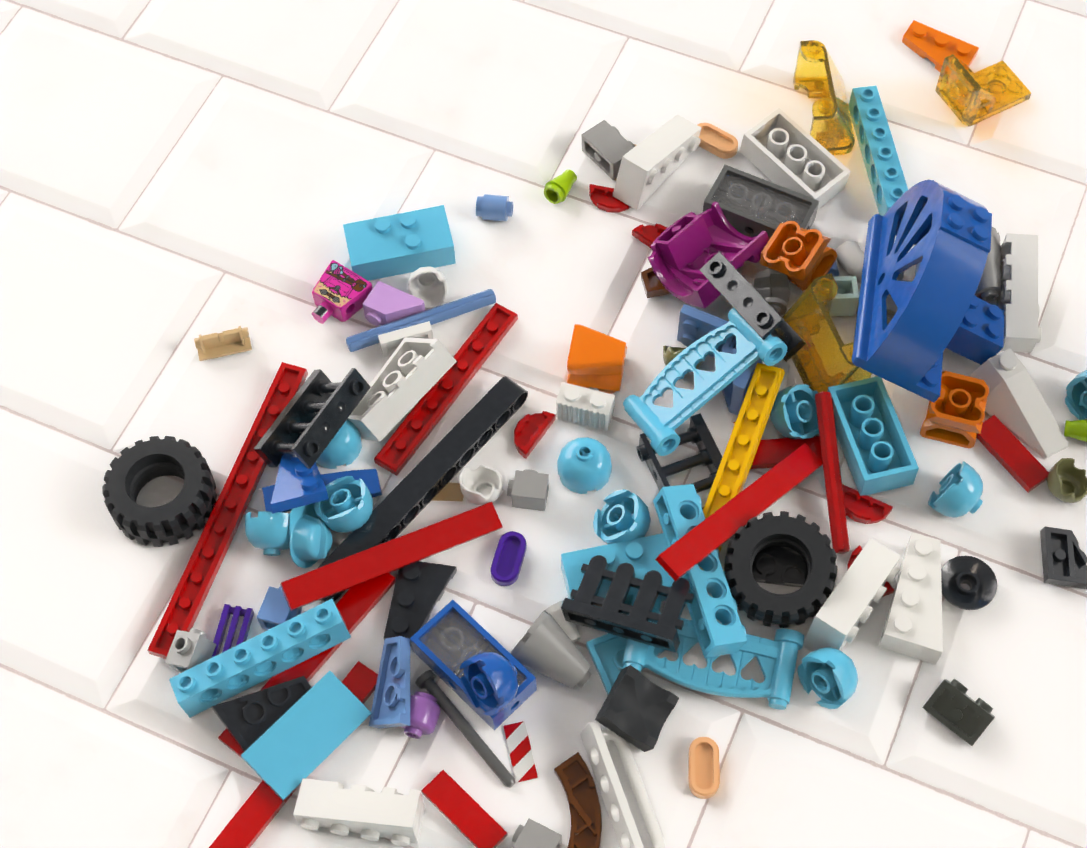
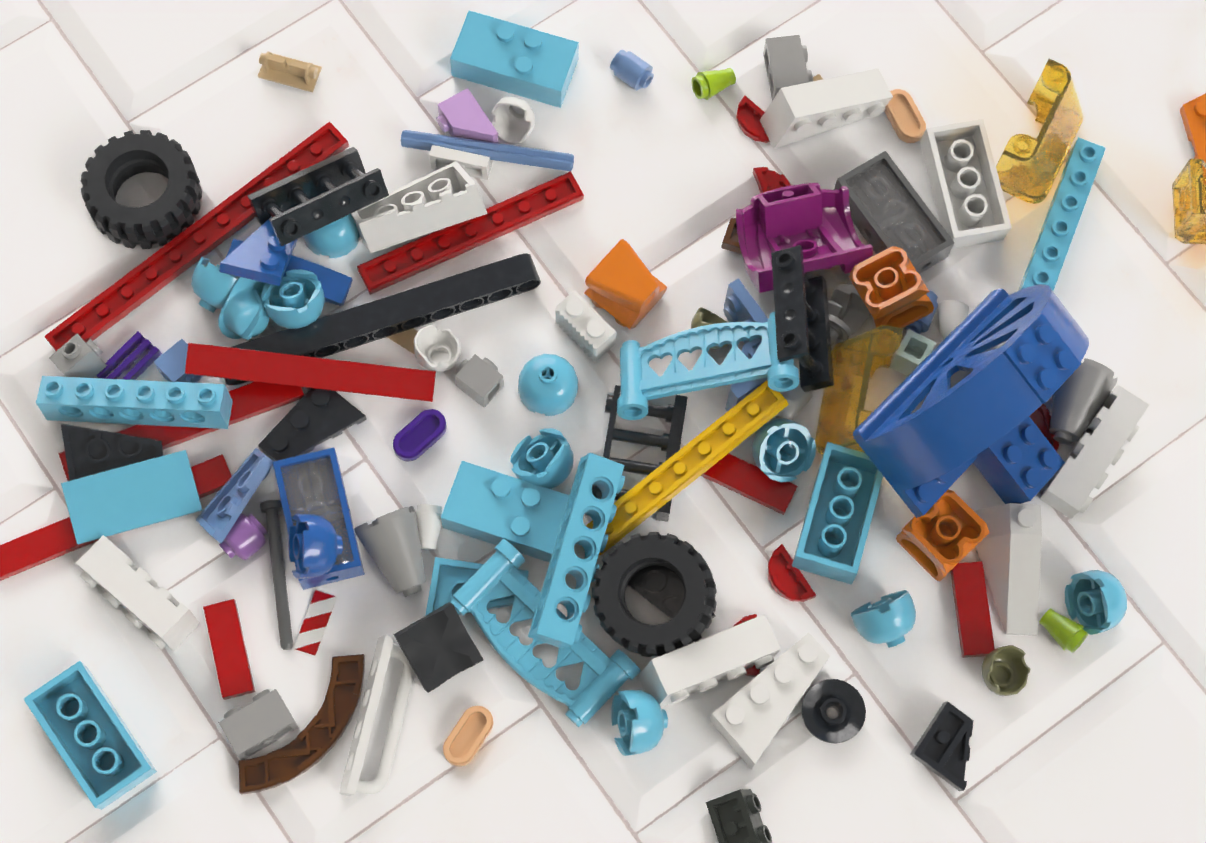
camera: 25 degrees right, 10 degrees up
(339, 293) = (425, 79): dark pink torso -> none
(531, 430) = (520, 321): red tile -> none
(637, 624) = (491, 560): black fence -> none
(749, 503) = (653, 516): red tile -> none
(832, 473) = (776, 527): red axle -> none

